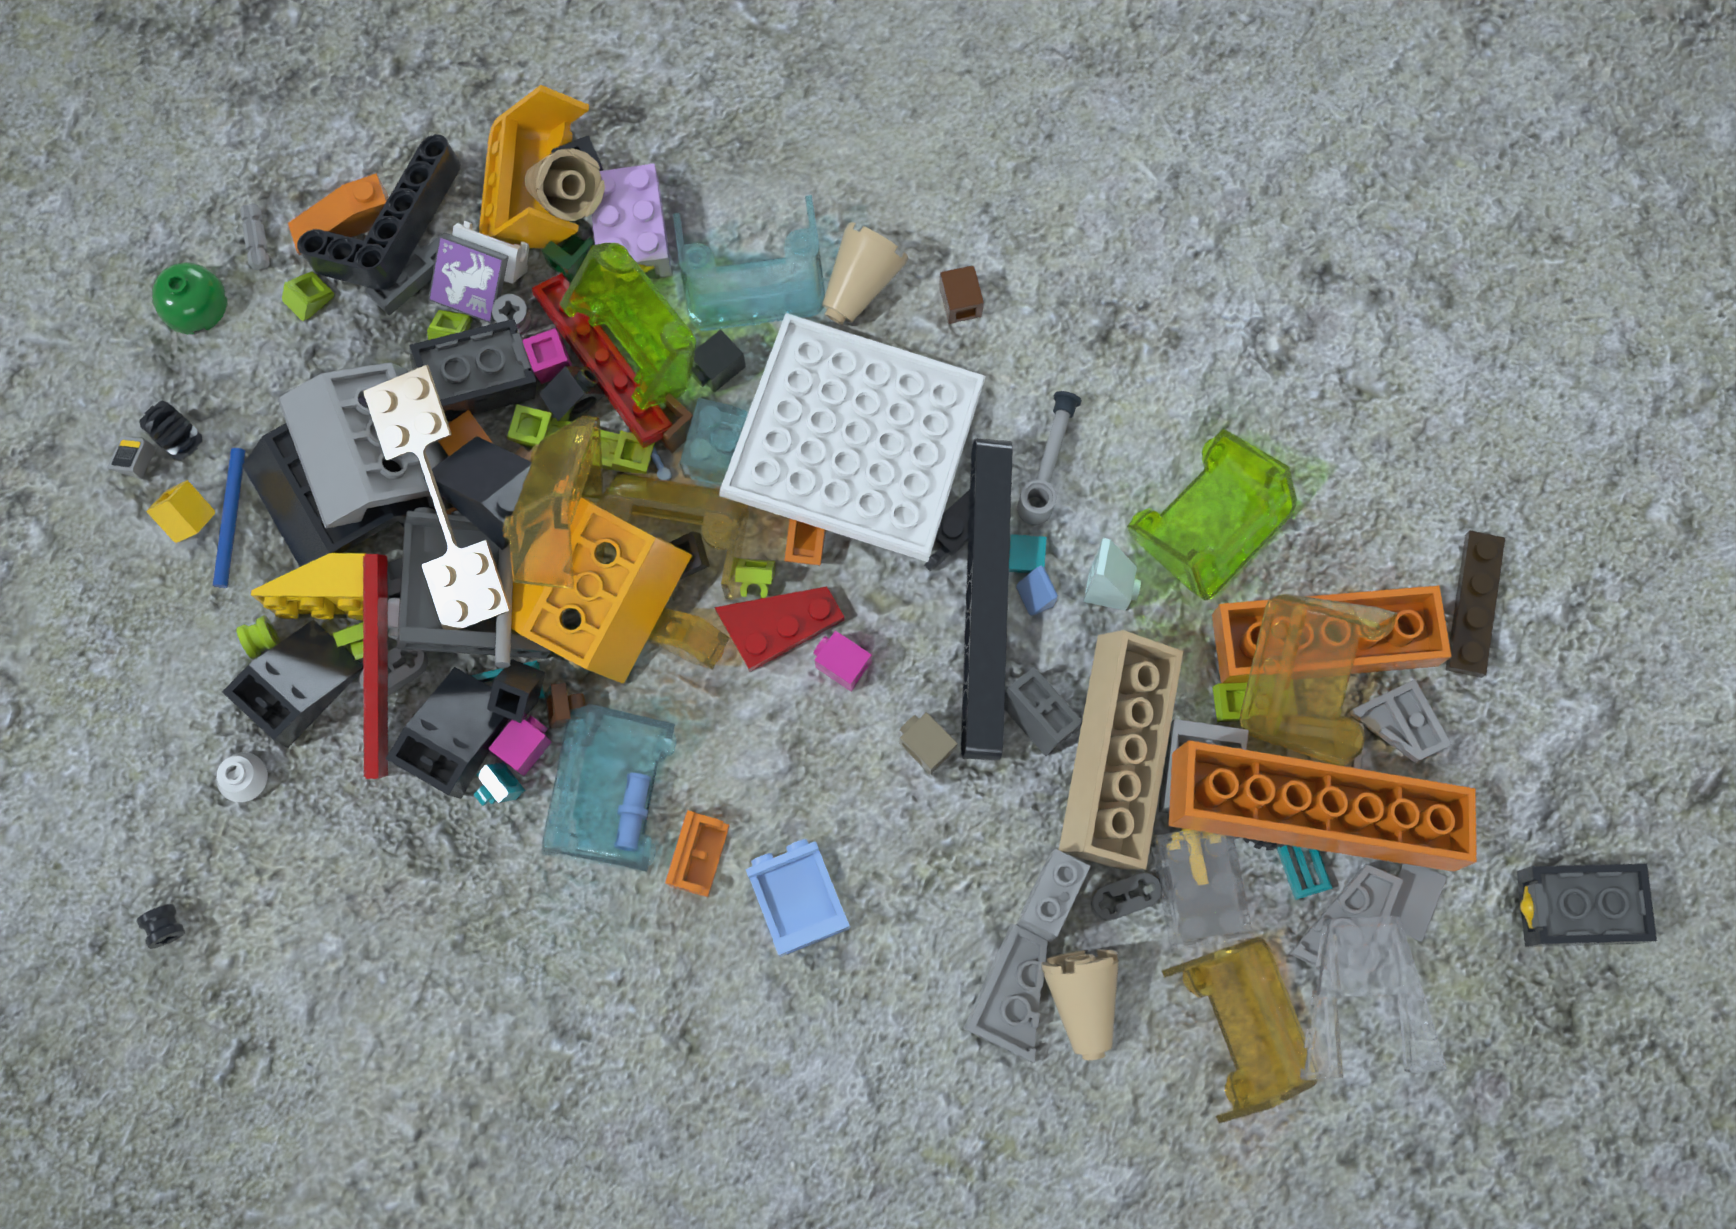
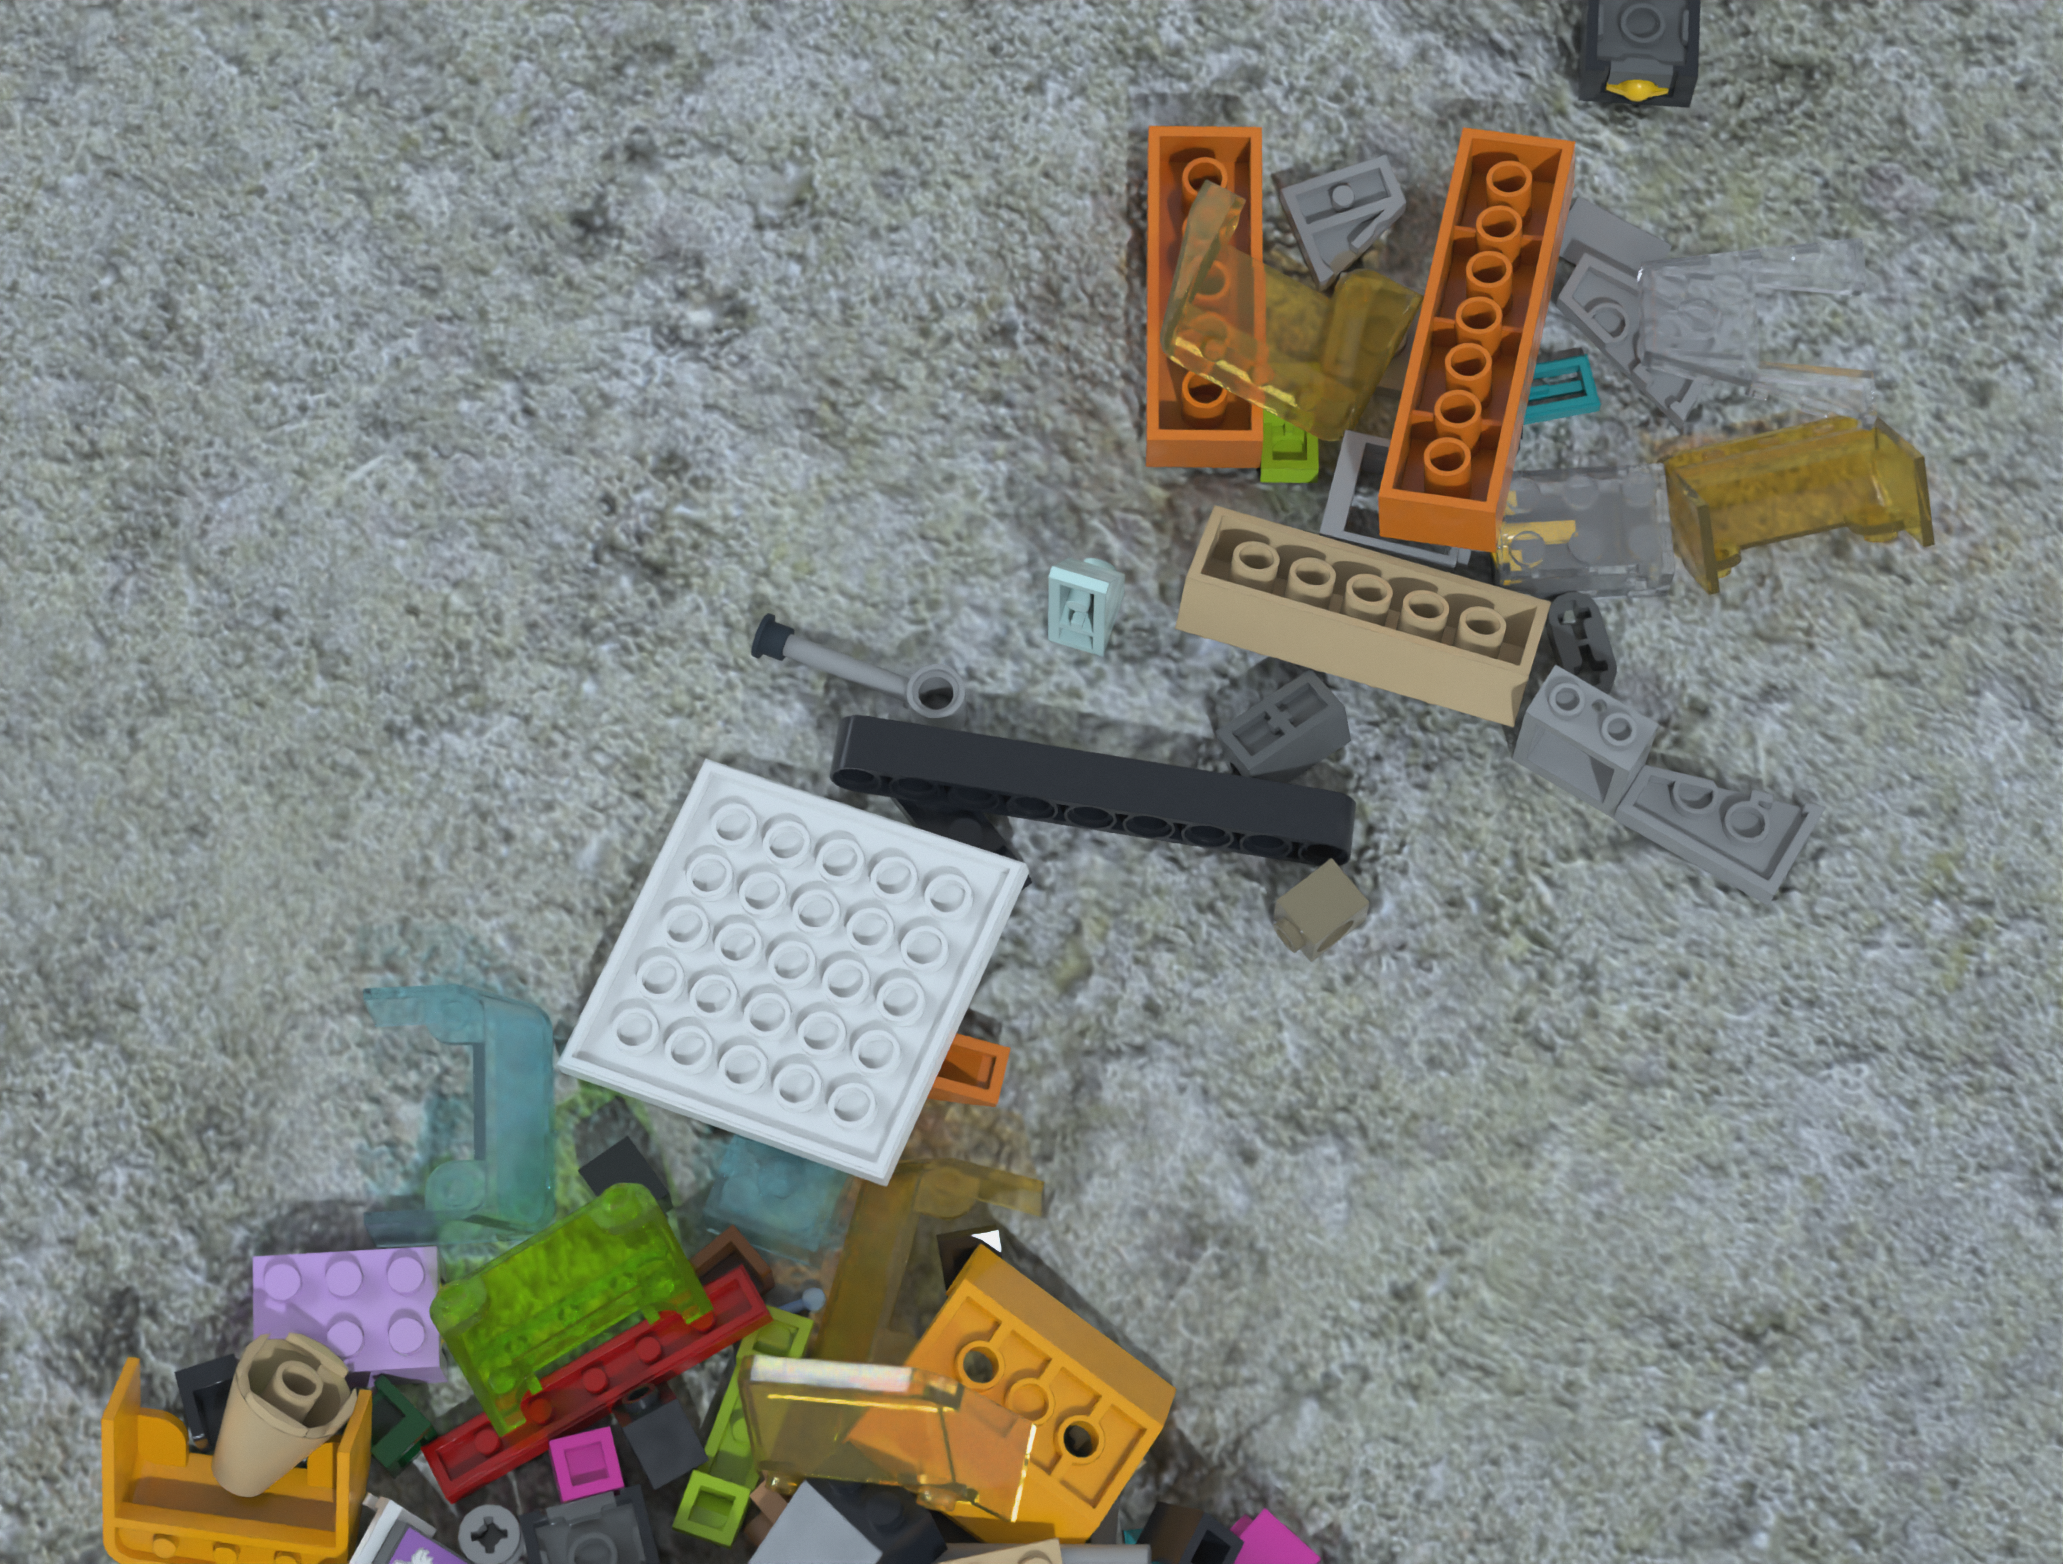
camera: 85 degrees left, 5 degrees down
(560, 705) = (1210, 1487): reddish brown tile -> none
(591, 783) = (1356, 1430): clear light blue windscreen -> none
(632, 812) = (1398, 1382): medium blue pin -> none
(689, 638) = (1114, 1268): clear yellow slope -> none
(697, 854) = (1471, 1289): orange hinge -> none
(755, 572) = (1012, 1148): lime tile -> none
(778, 623) = (1097, 1132): red wing -> none
(797, 897) = (1554, 1136): light blue panel -> none
(842, 660) = (1172, 1030): dark pink brick -> none
(860, 272) = (502, 935): tan cone -> none
(961, 294) = (557, 780): reddish brown panel -> none
(1026, 553) = (1020, 719): teal tile -> none
(1037, 591) = (1085, 717): medium blue slope -> none
(1085, 998) = (1732, 717): tan cone -> none
(1219, 515) = (987, 433): clear neon green windscreen -> none
(1475, 603) = (1160, 86): dark brown plate -> none

